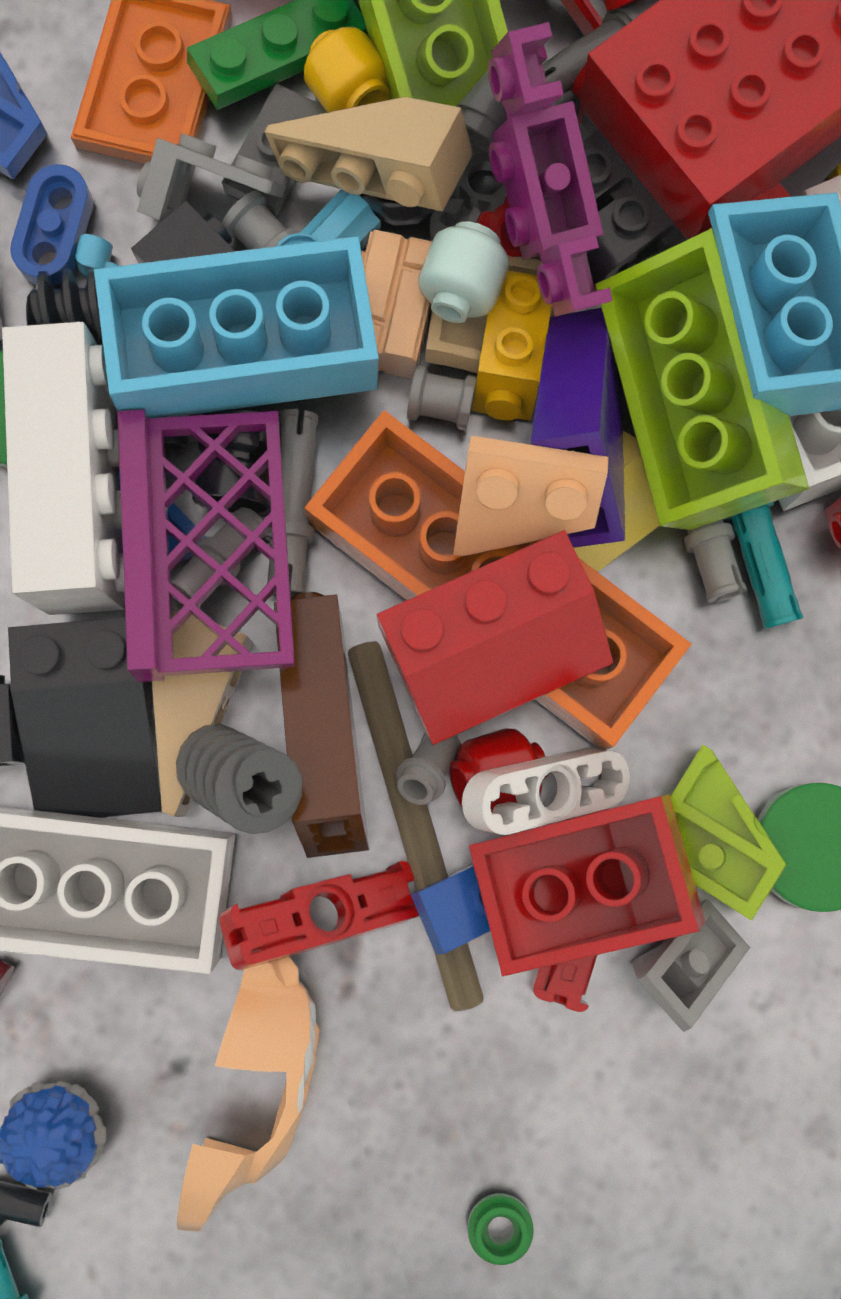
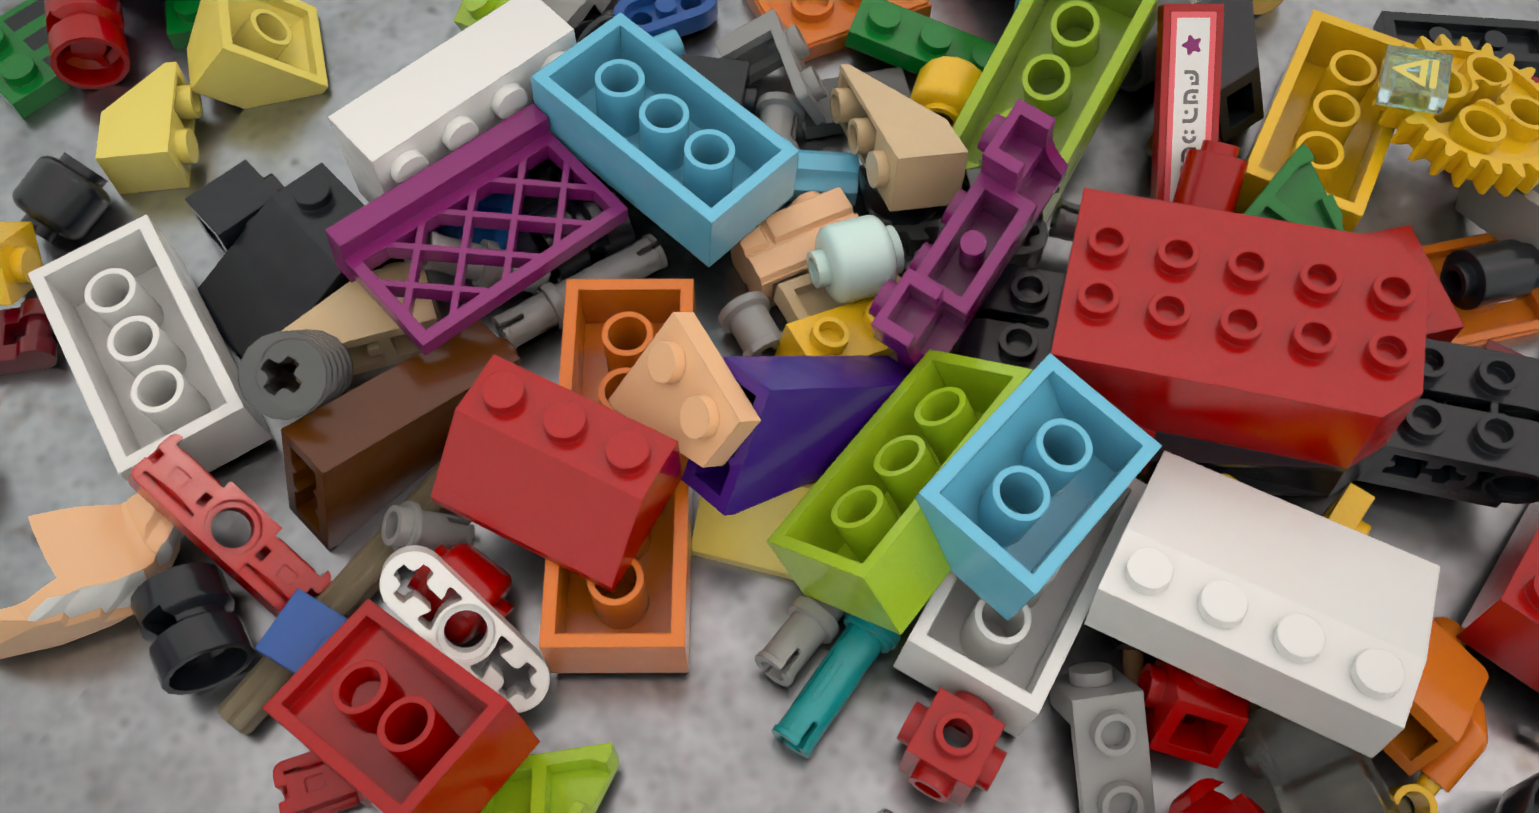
camera: 55 degrees right, 20 degrees down
(376, 991) = (191, 628): none -> black wheel

